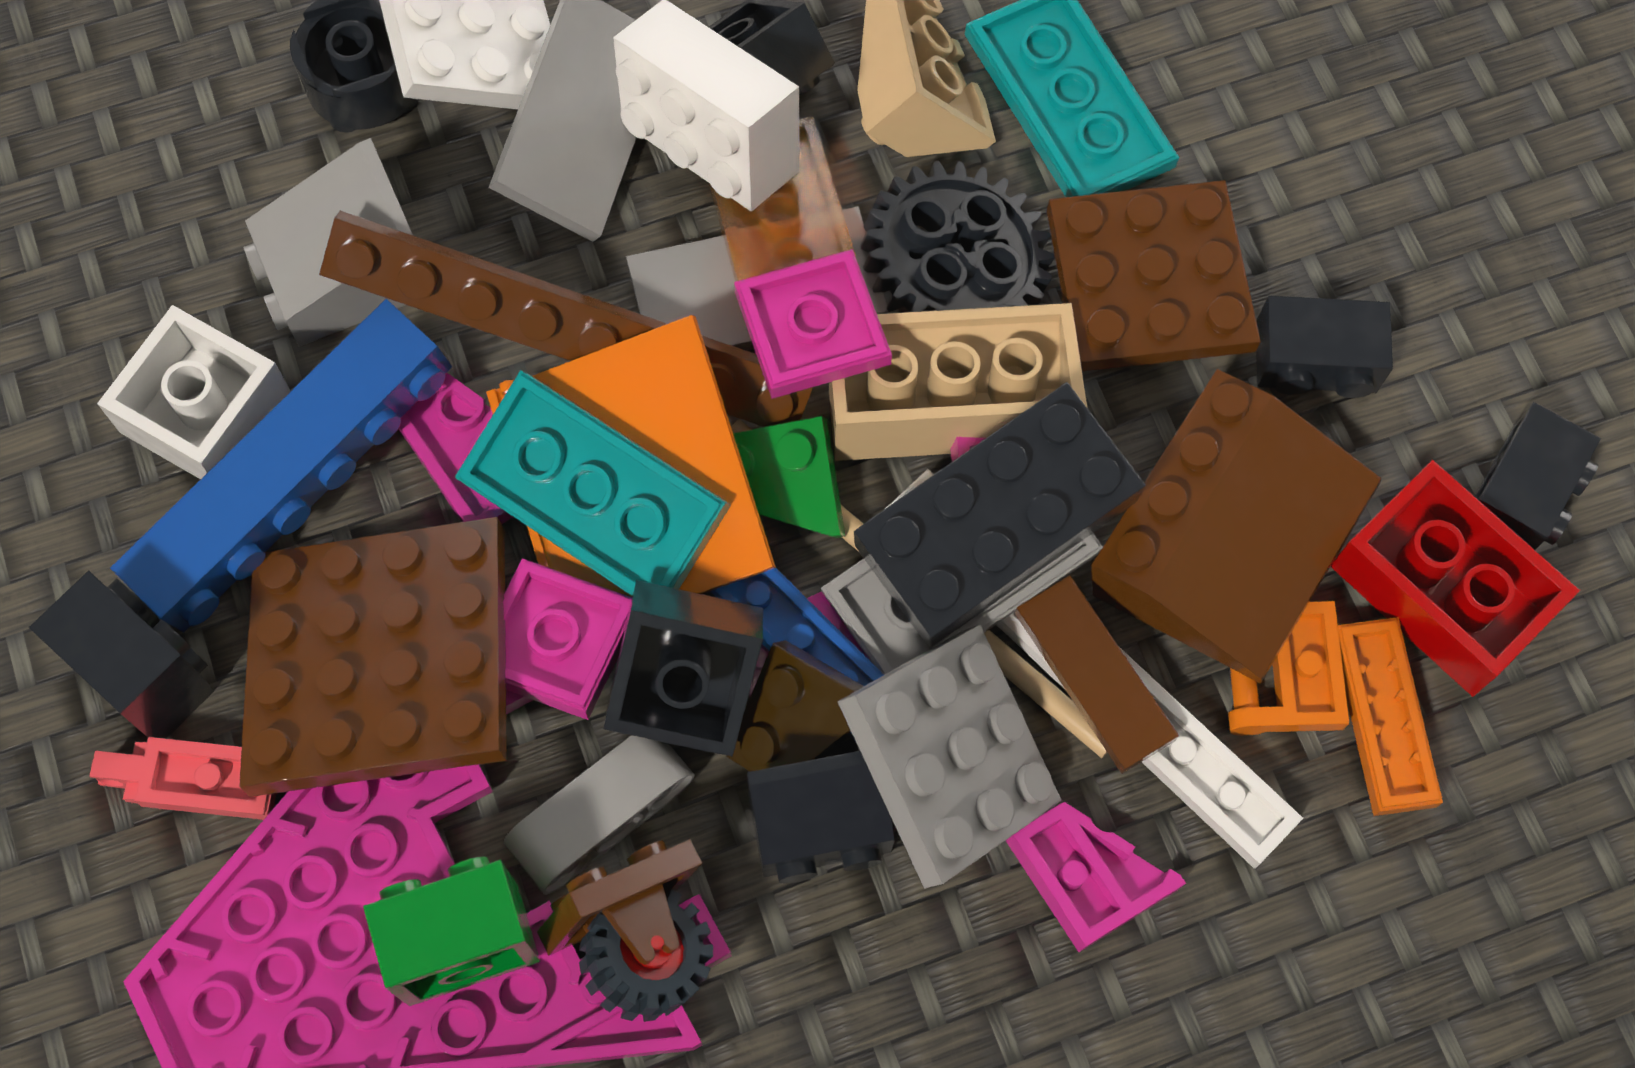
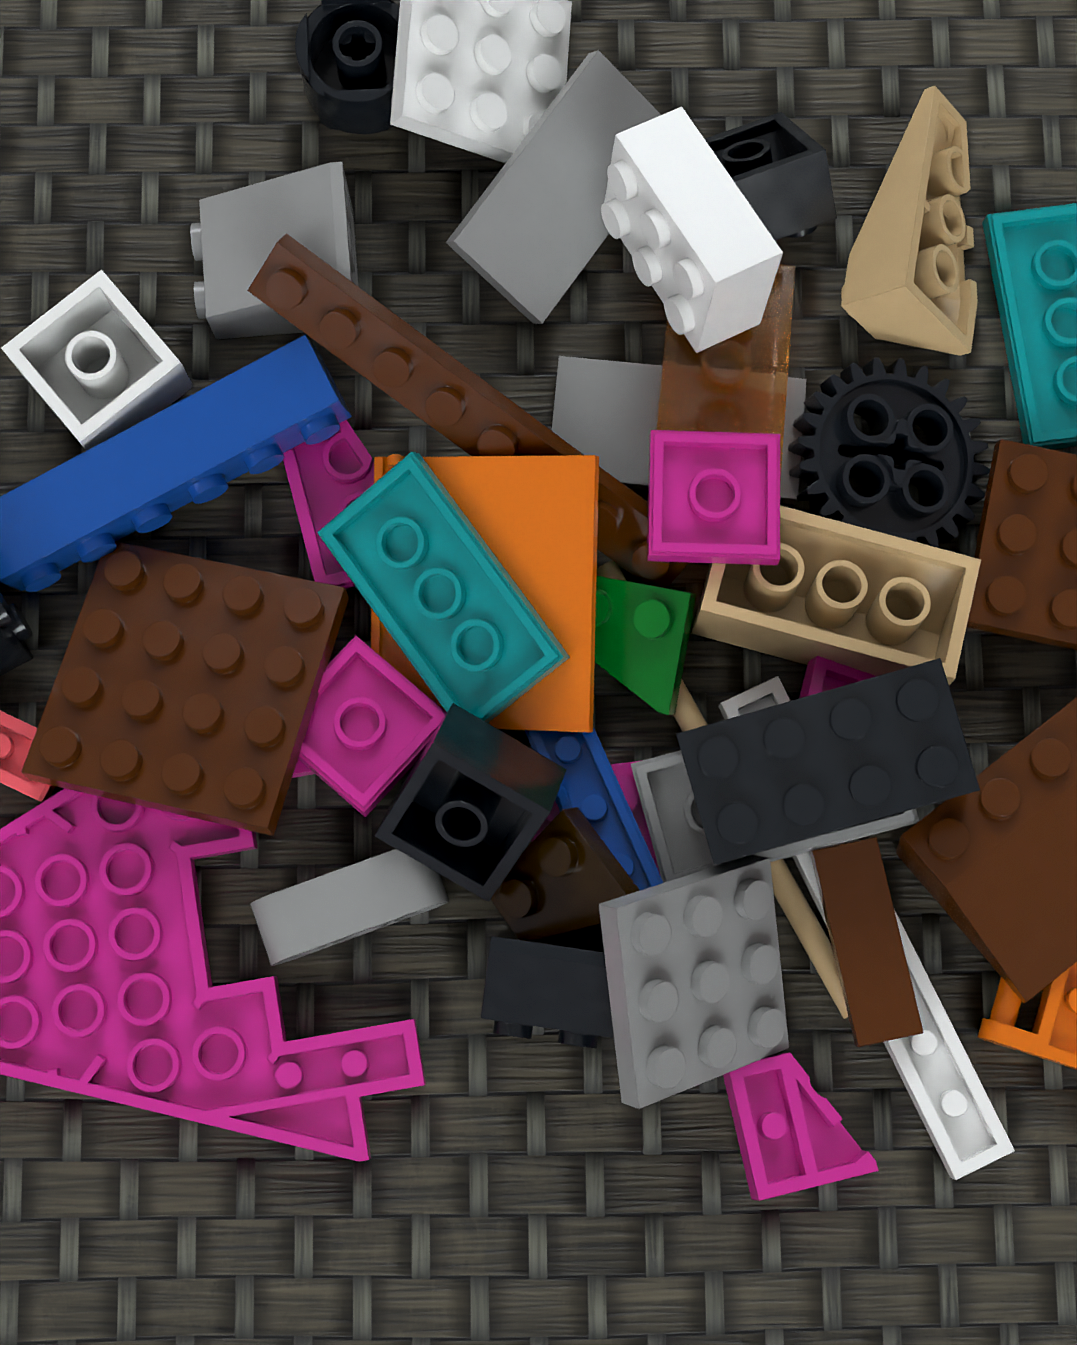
camera: 20 degrees right, 10 degrees up
(450, 931) = (167, 989): green brick -> none
(634, 934) = (341, 1056): plate -> none

